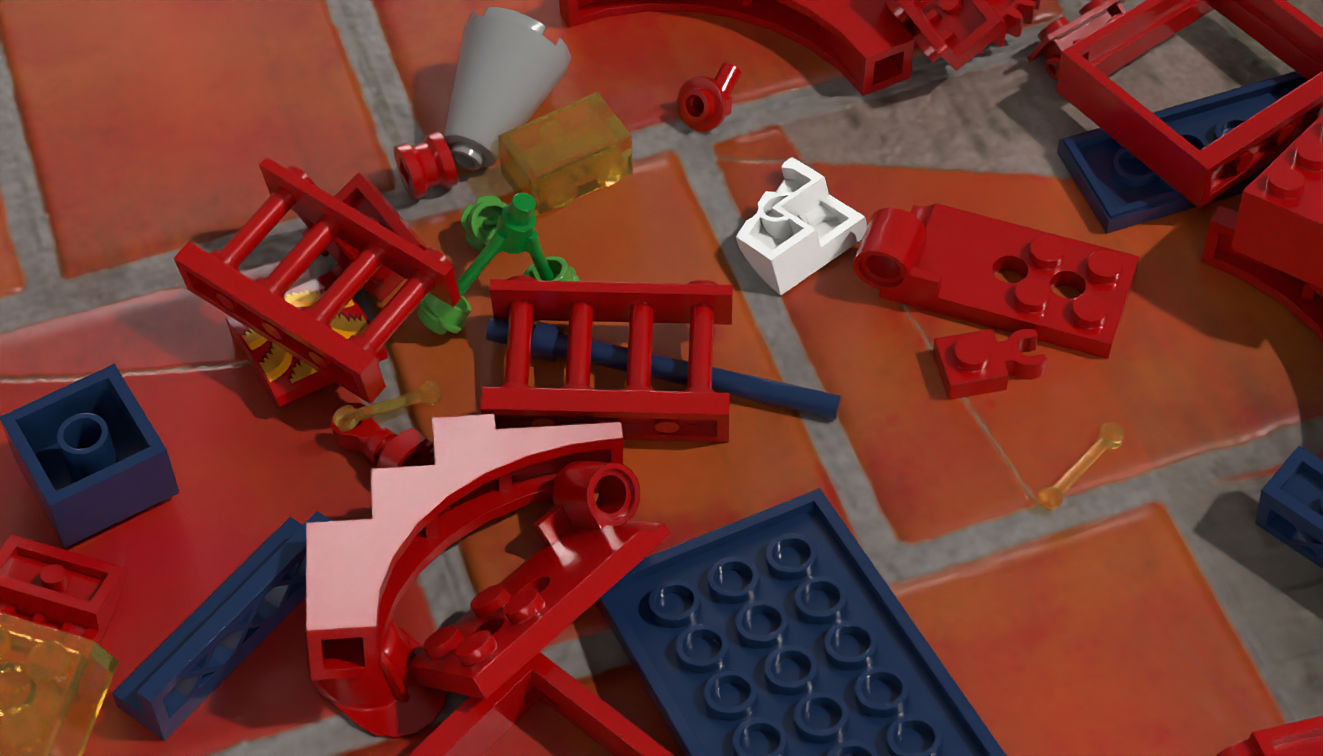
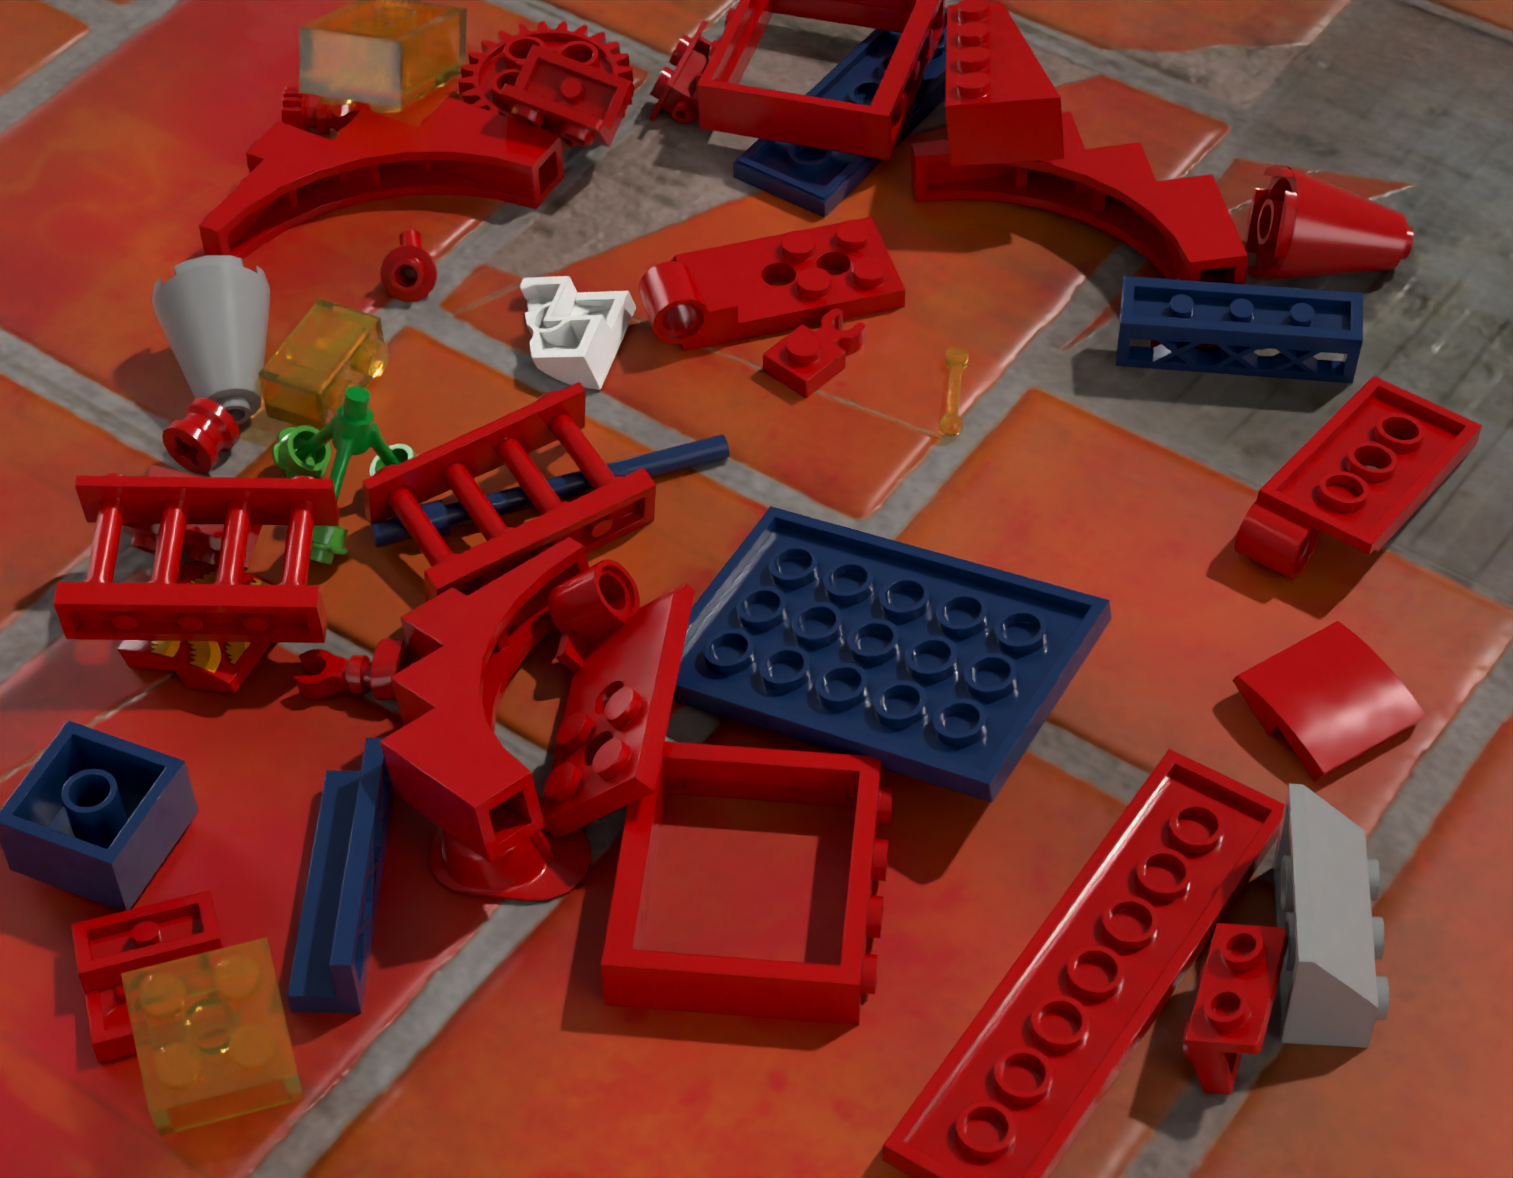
camera: 35 degrees left, 5 degrees down
(348, 417) = (361, 614): clear yellow hinge -> none

